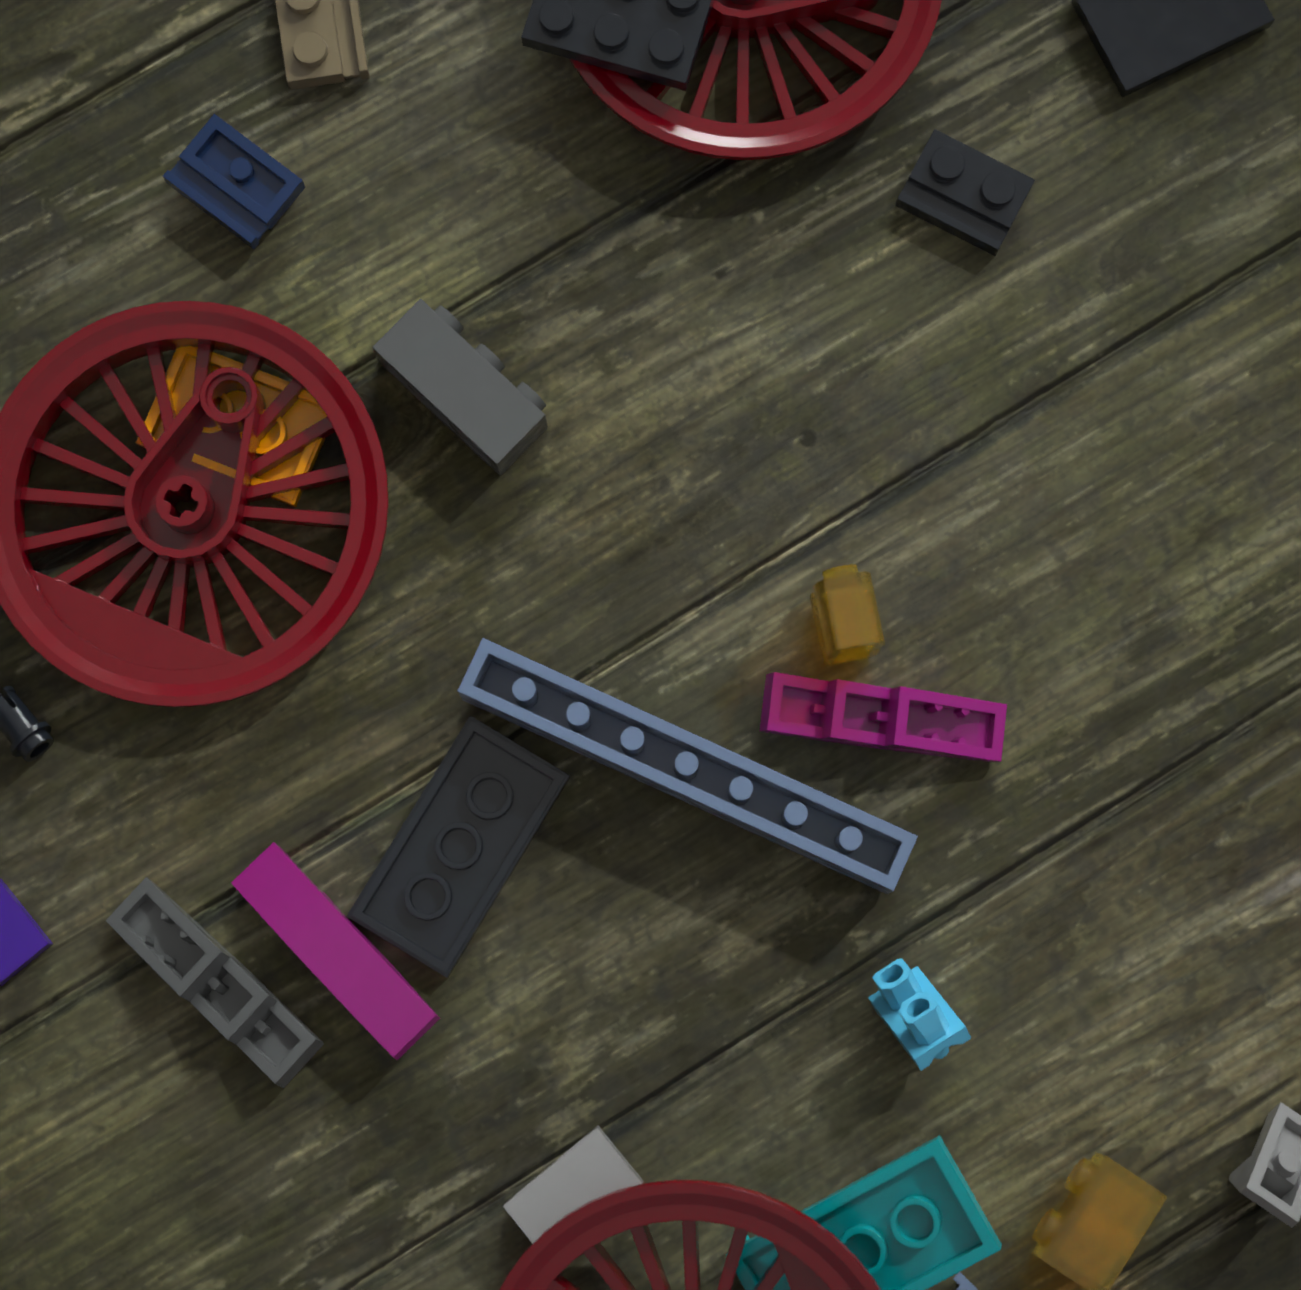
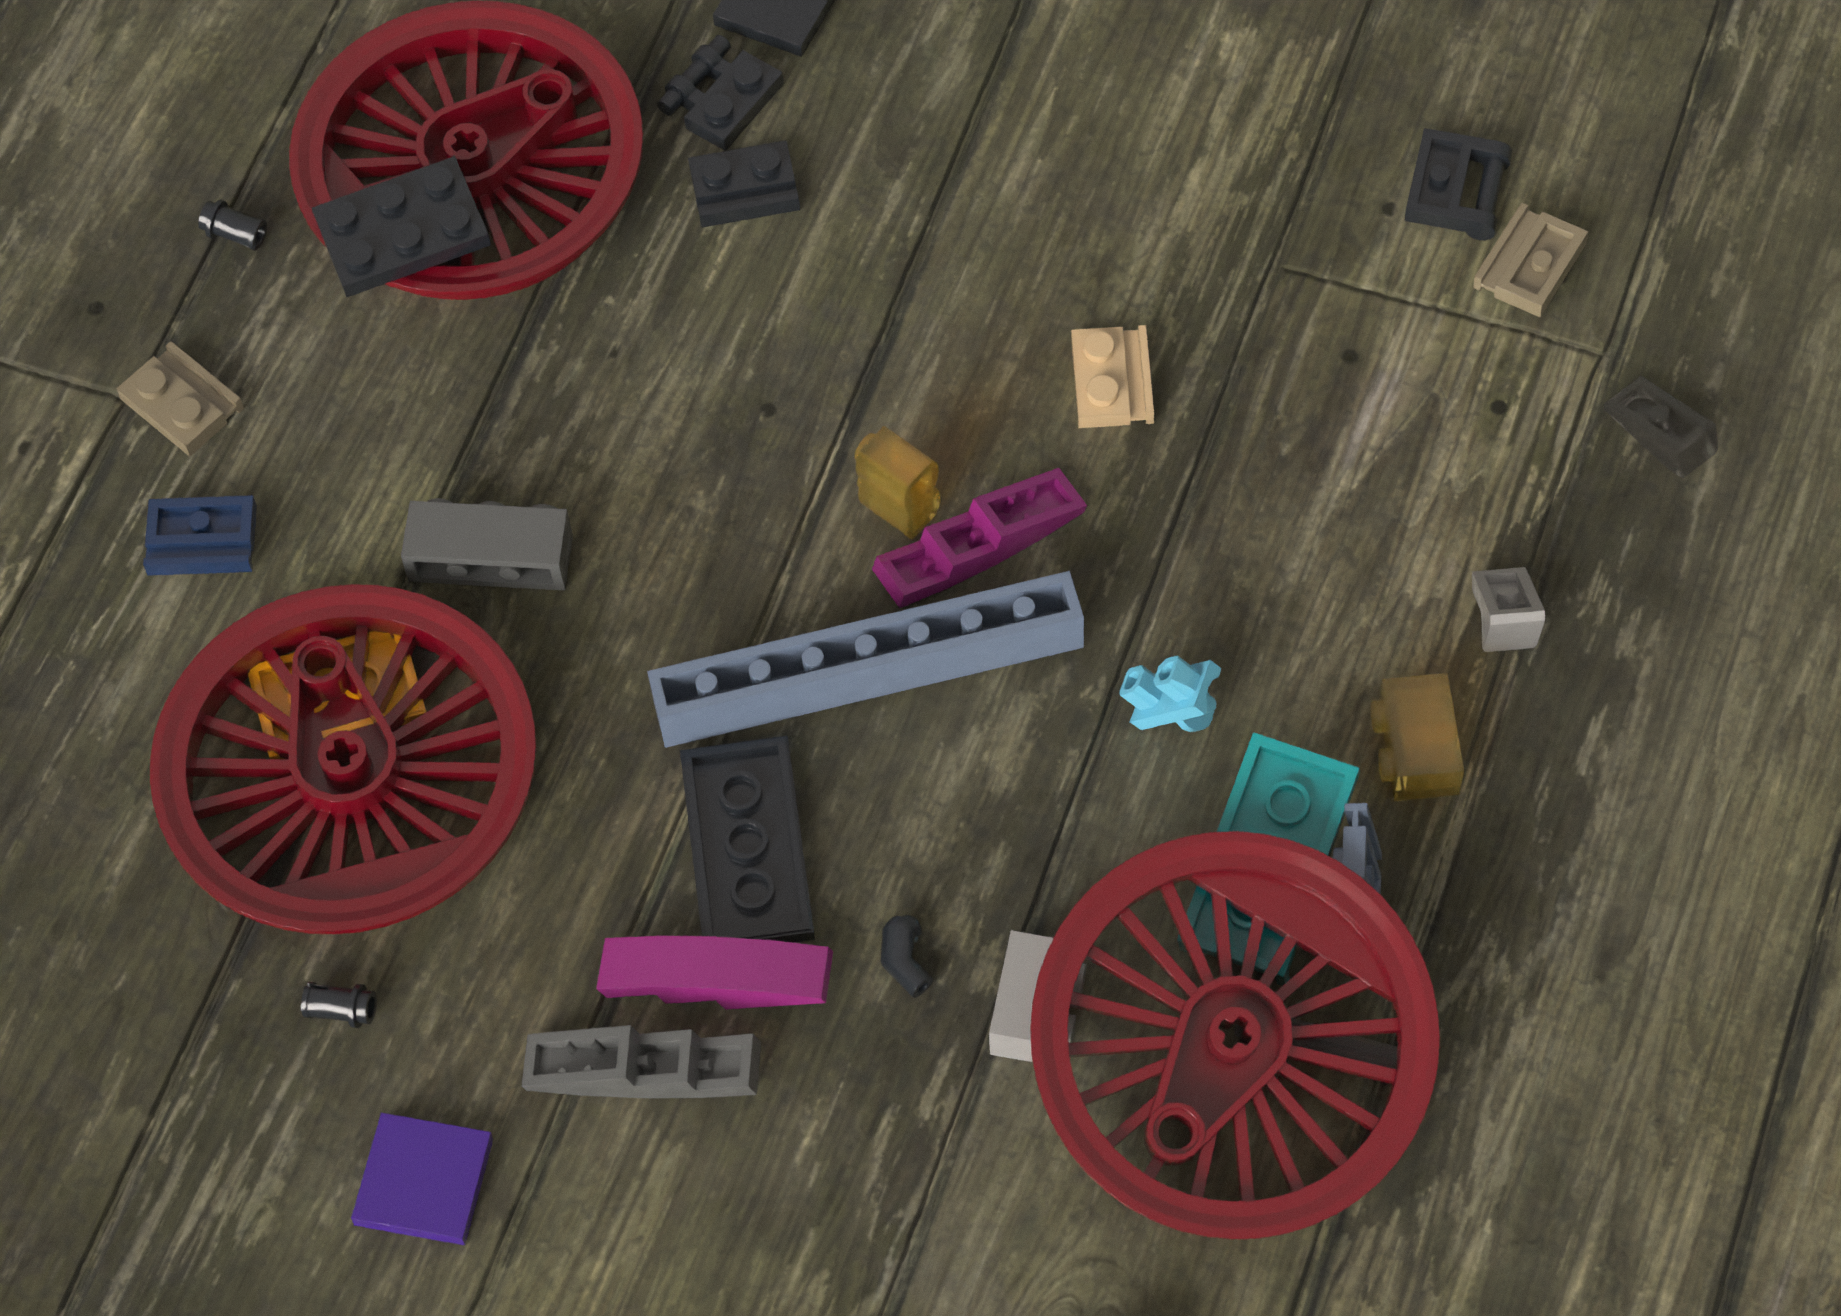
camera: 35 degrees left, 20 degrees down
(500, 1053) = (897, 954): none -> black arm
(1024, 96) = (732, 100): none -> black plate
(1129, 649) = (1112, 376): none -> tan plate

